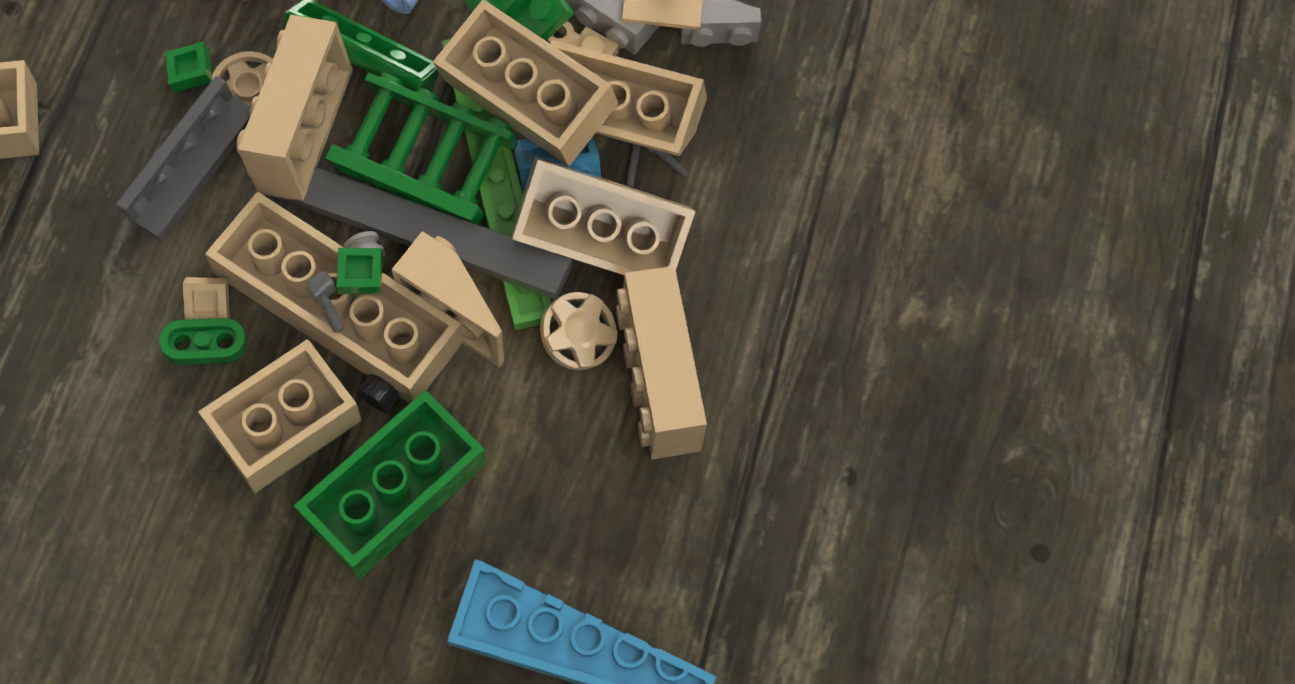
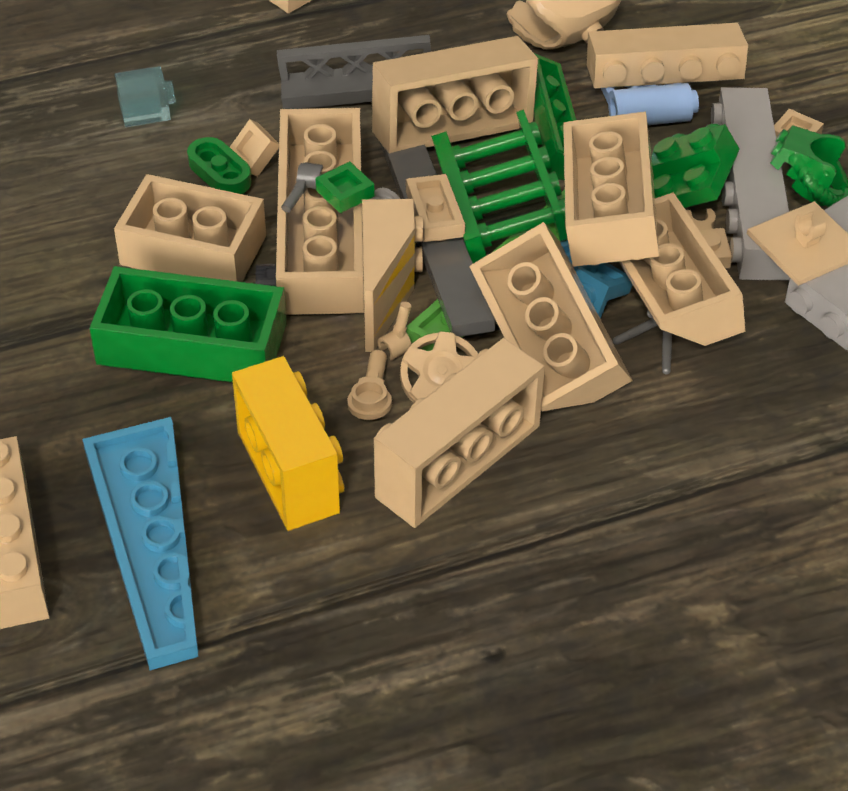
camera: 60 degrees right, 20 degrees down
(58, 346) = (144, 96): none -> clear light blue brick
(188, 67) = (440, 36): green plate -> none
(414, 212) = (437, 206): none -> tan plate
(515, 337) = (397, 340): none -> tan hand
(560, 400) = (369, 396): none -> tan plate
(579, 490) = (288, 442): none -> yellow brick

